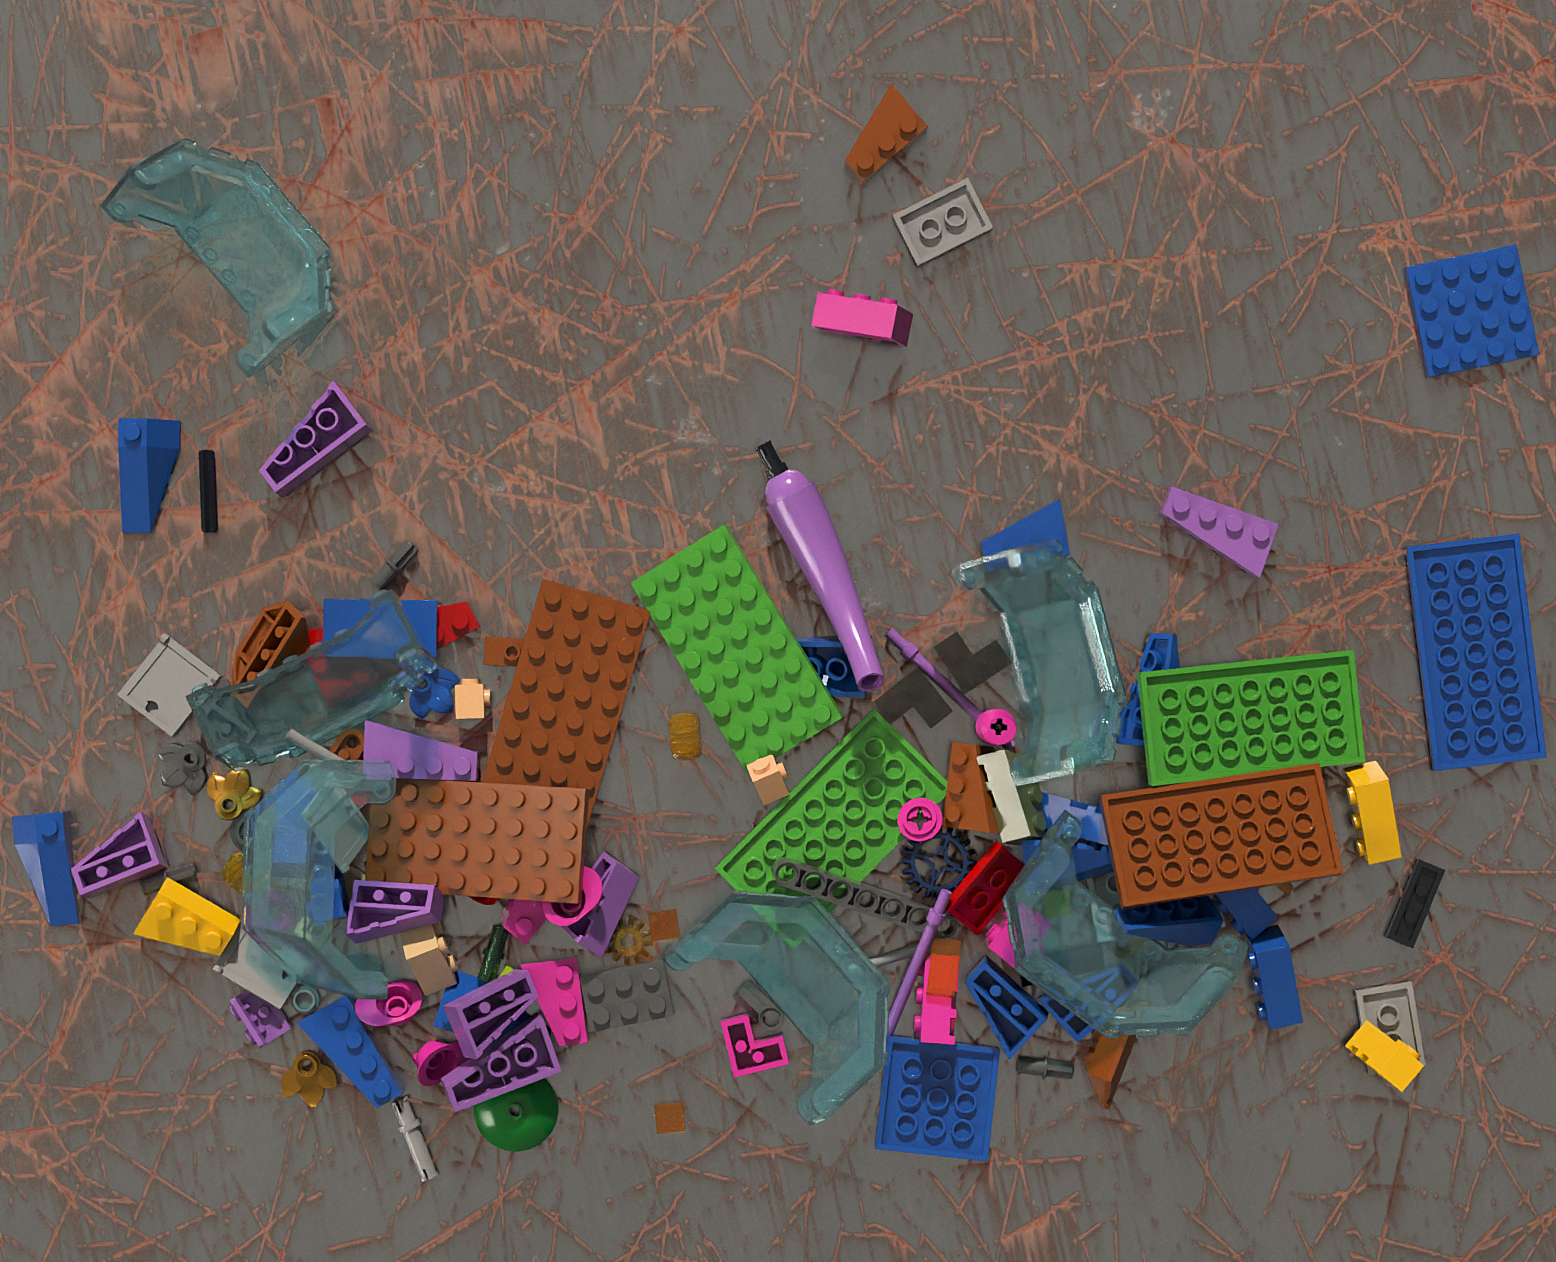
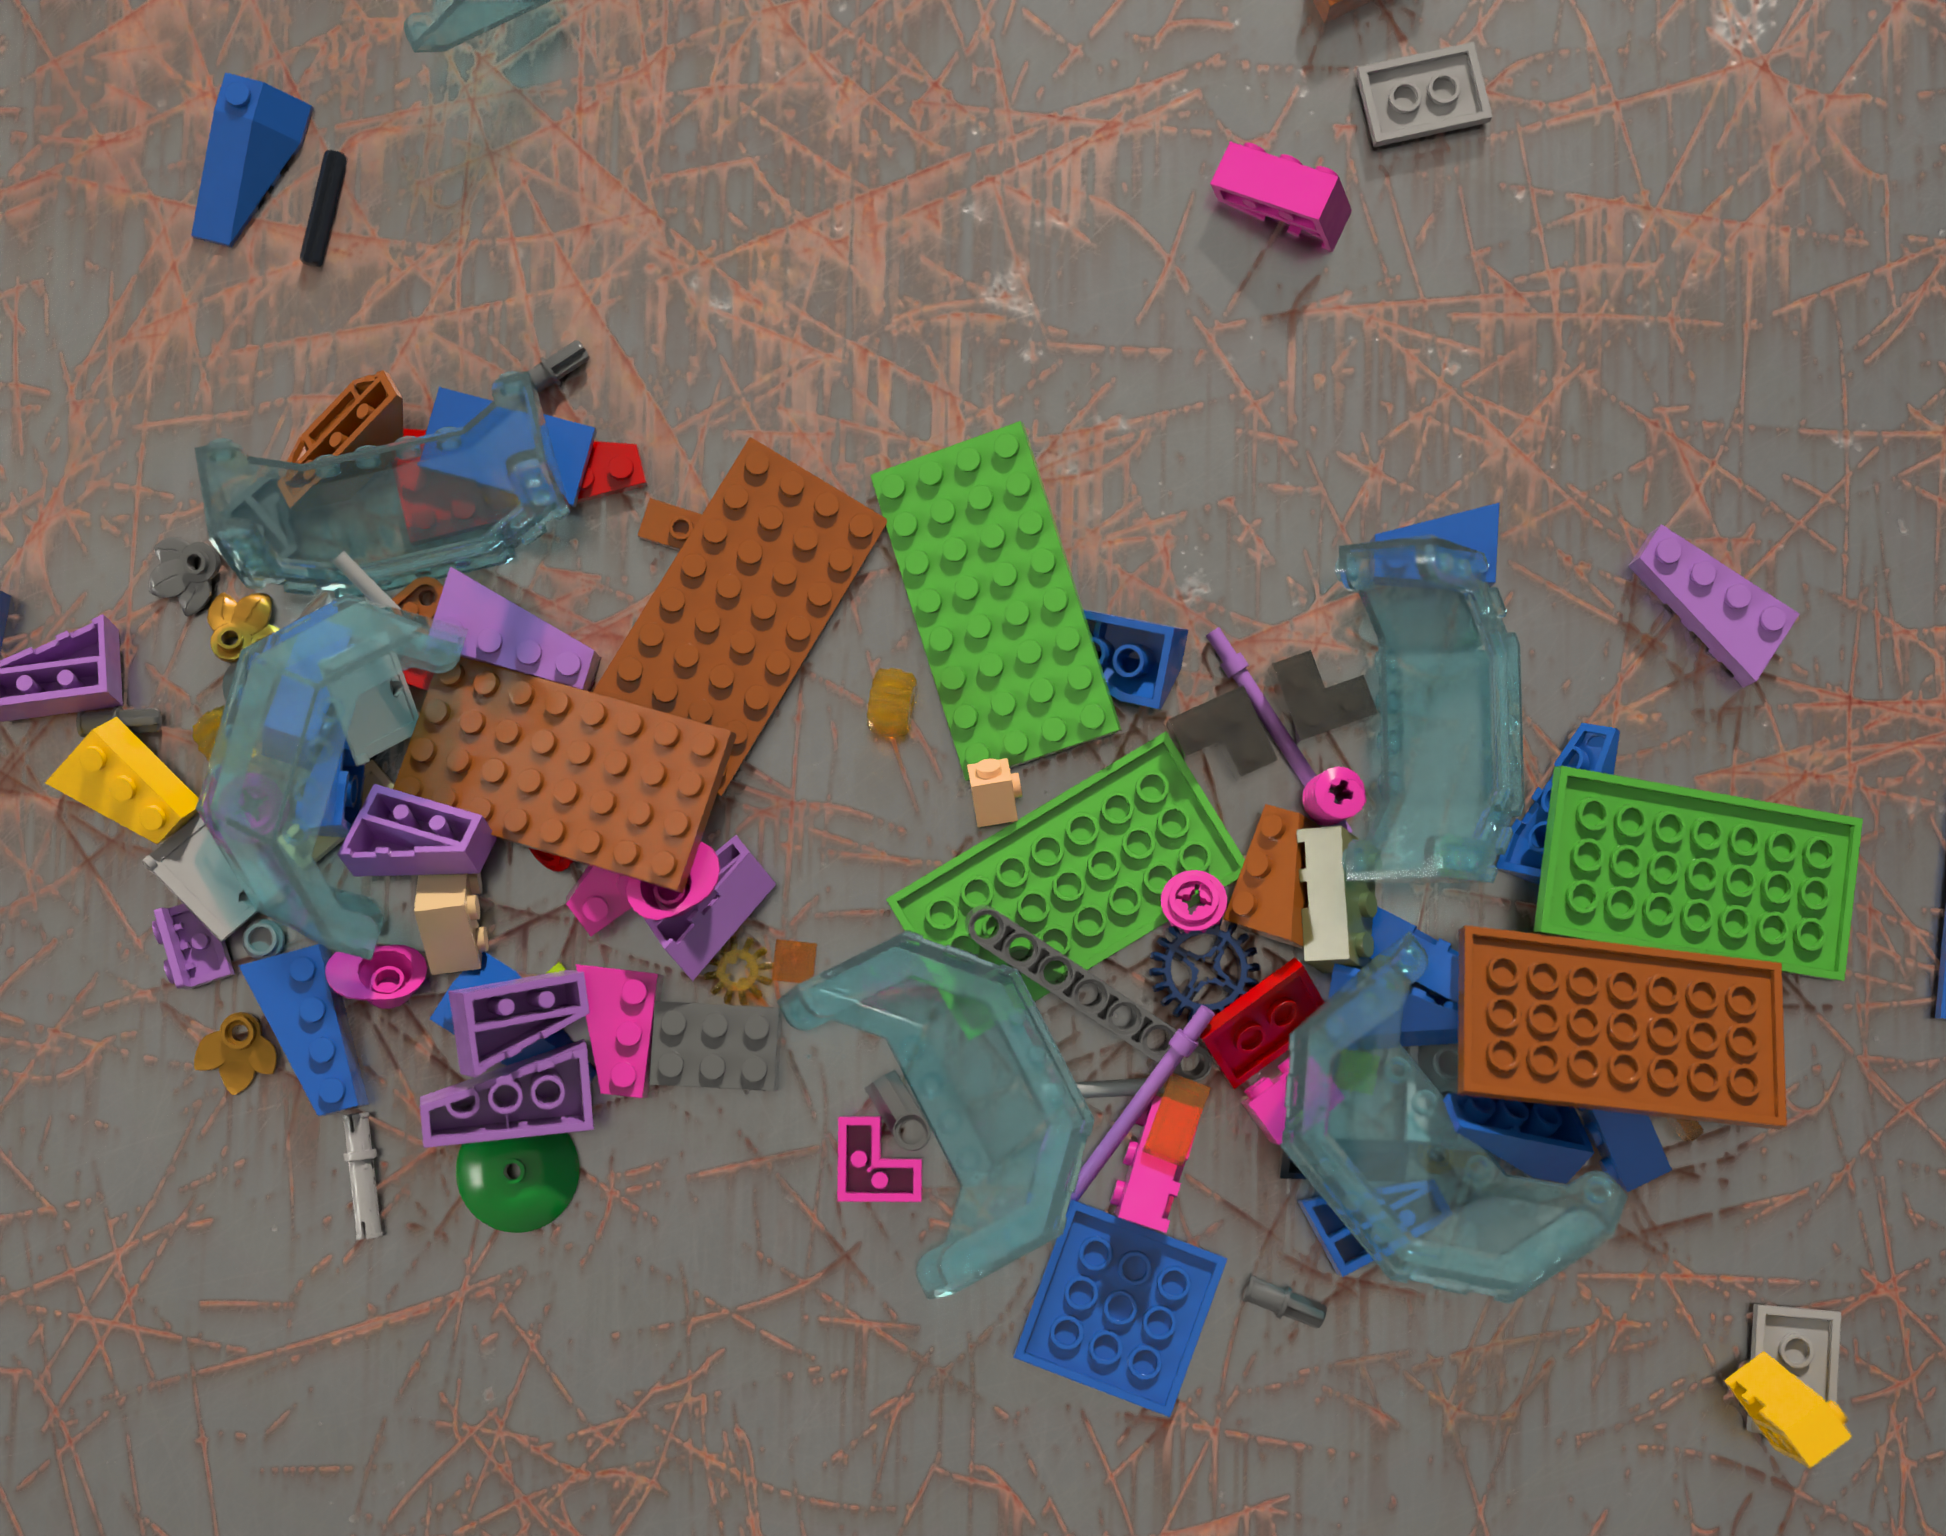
camera: 15 degrees right, 5 degrees down
(166, 679) = (172, 449): light grey container -> none
(315, 441) = (486, 174): medium lavender wedge -> none
(434, 694) = (559, 560): blue plate -> none
(437, 1060) = (422, 1070): dark pink piece -> none
(471, 699) = (607, 579): light nougat brick -> none
(493, 954) = (544, 940): clear green pin -> none
(669, 1117) = (732, 1238): clear orange tile -> none
(812, 539) = (1139, 475): medium lavender animal -> none
(1006, 1005) = (1251, 1198): blue wedge -> none
(1106, 1064) = (1376, 1318): dark orange wedge -> none
(1274, 978) = (1647, 1259): blue wedge -> none
(1372, 812) = (1840, 1055): yellow wedge -> none
(1415, 903) = (1869, 1200): black plate -> none

